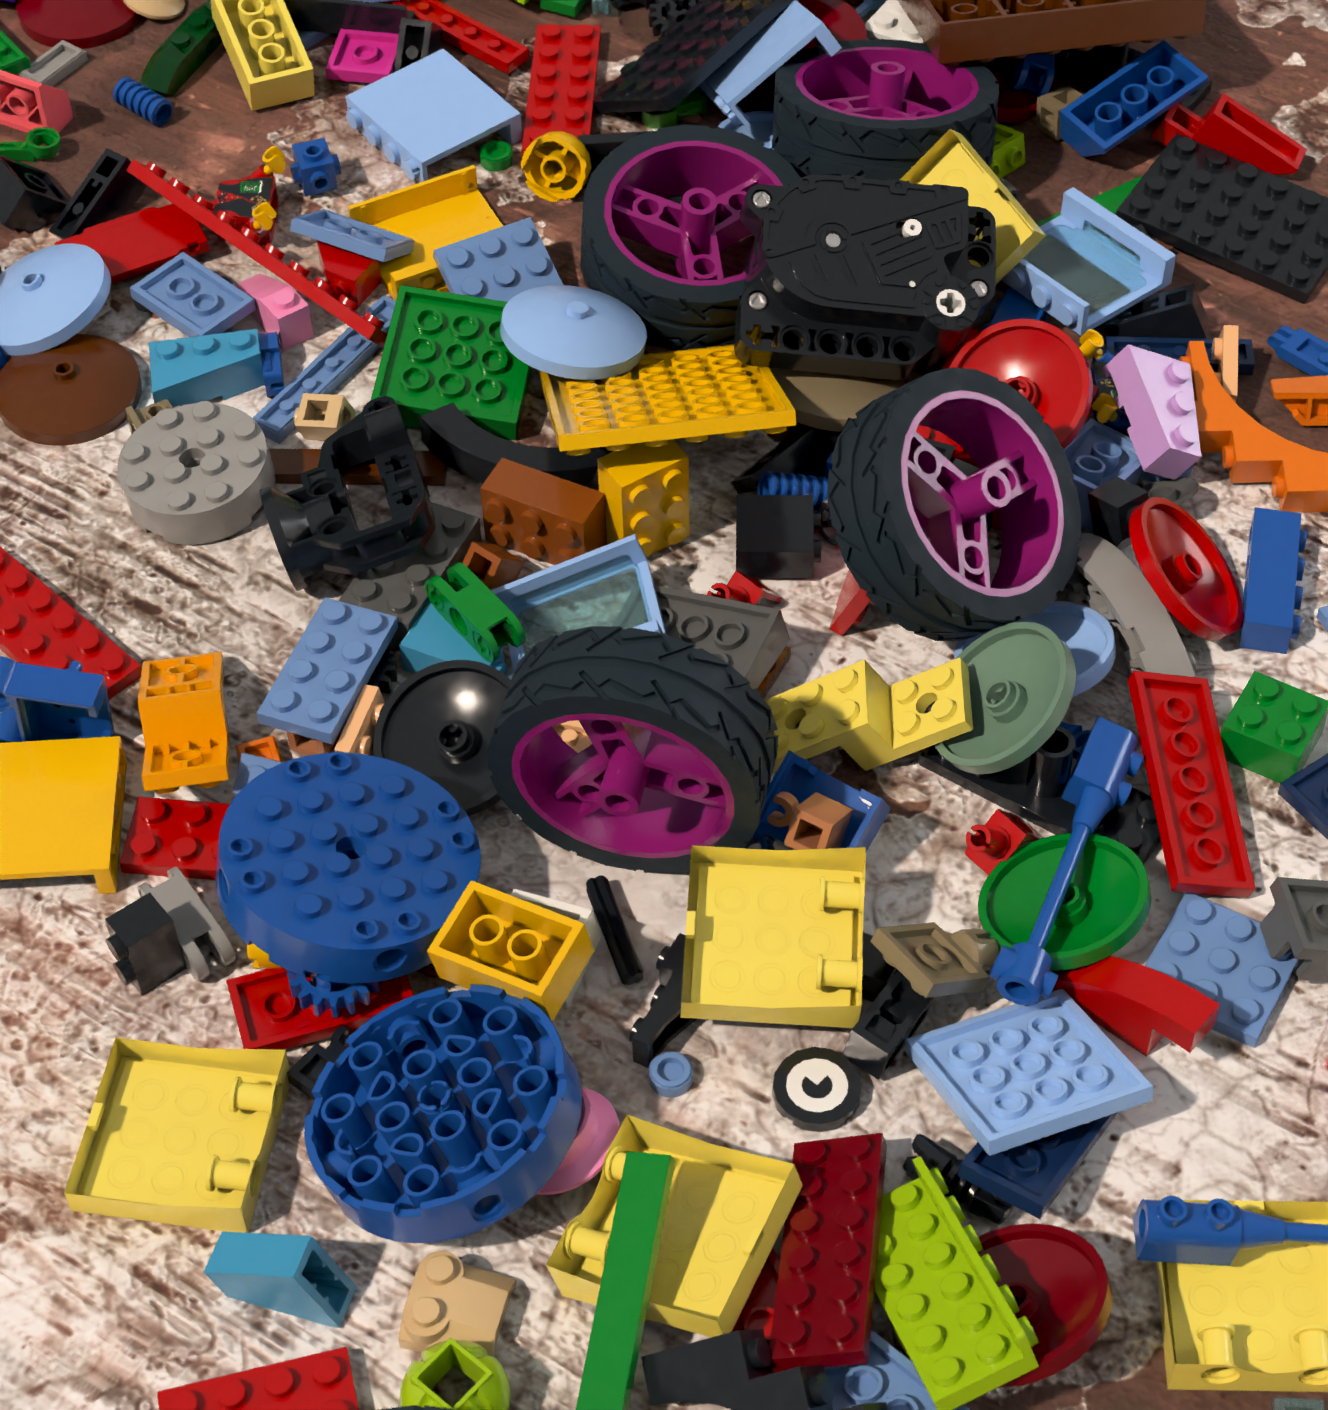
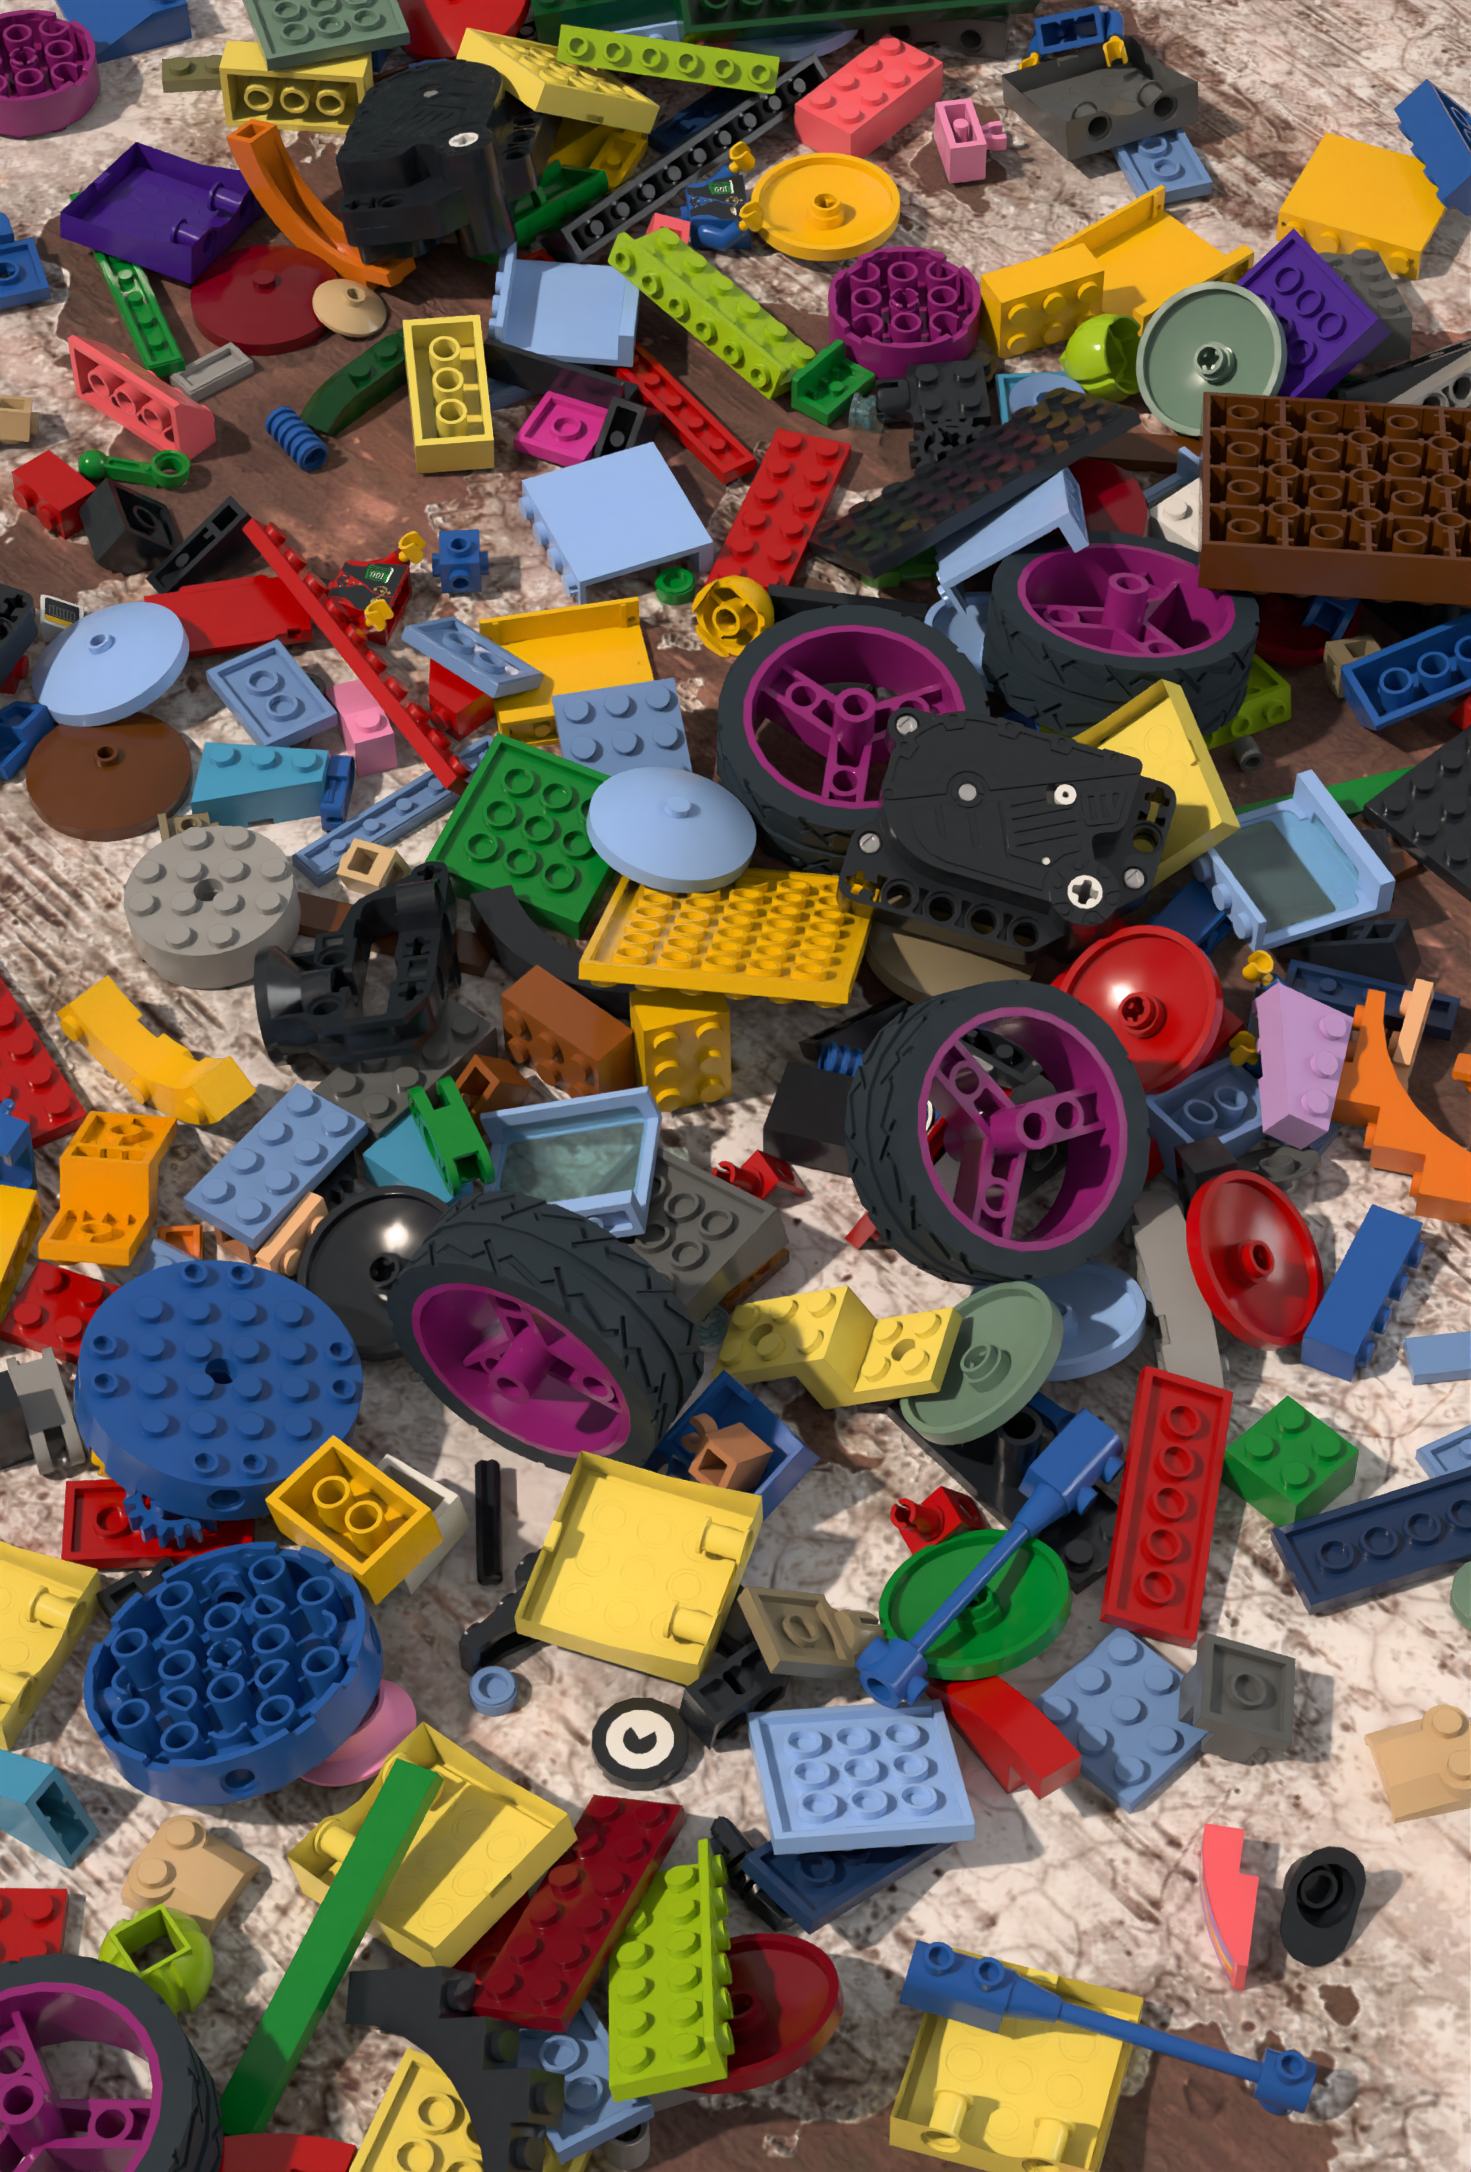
camera: 15 degrees right, 0 degrees up
(190, 613) = (152, 1066): none -> yellow brick

